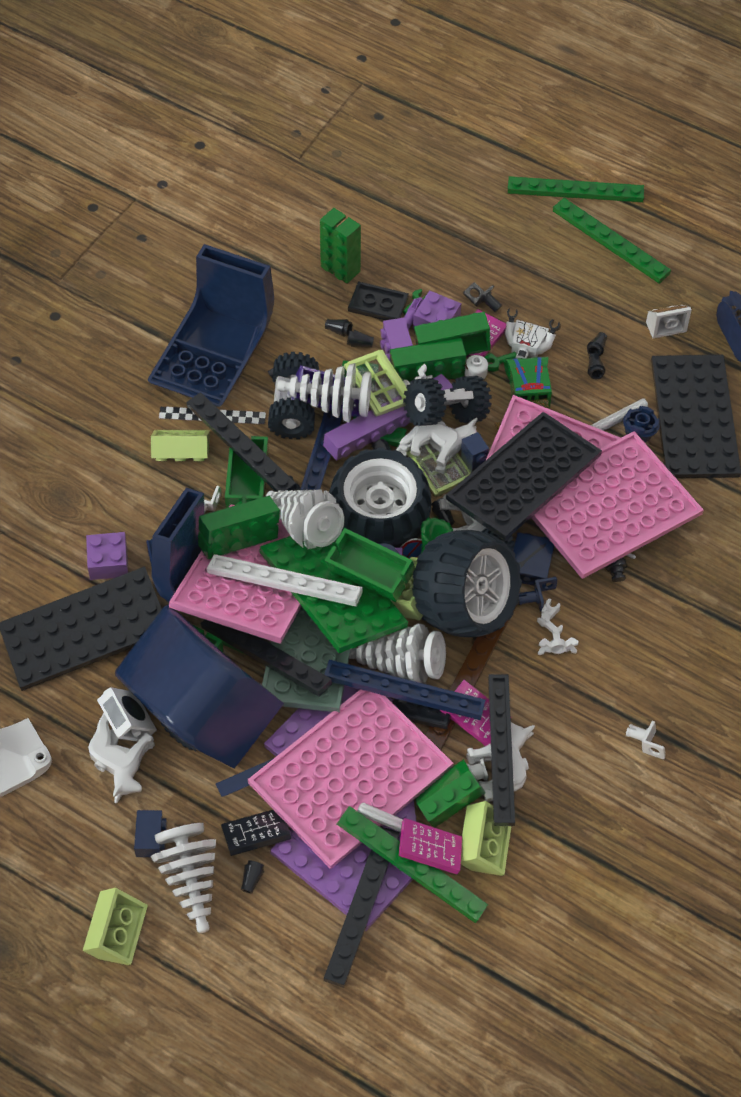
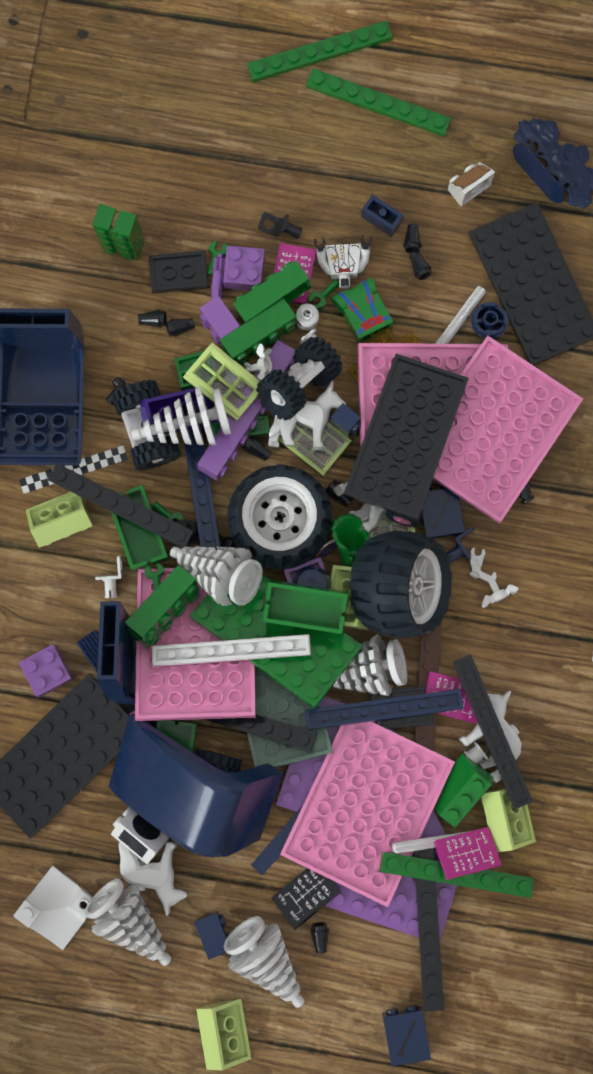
camera: 15 degrees left, 25 degrees up
(72, 779) = (122, 917): none -> white plant
(295, 999) = (406, 1035): none -> dark blue brick
(577, 316) = (382, 215): none -> dark blue brick

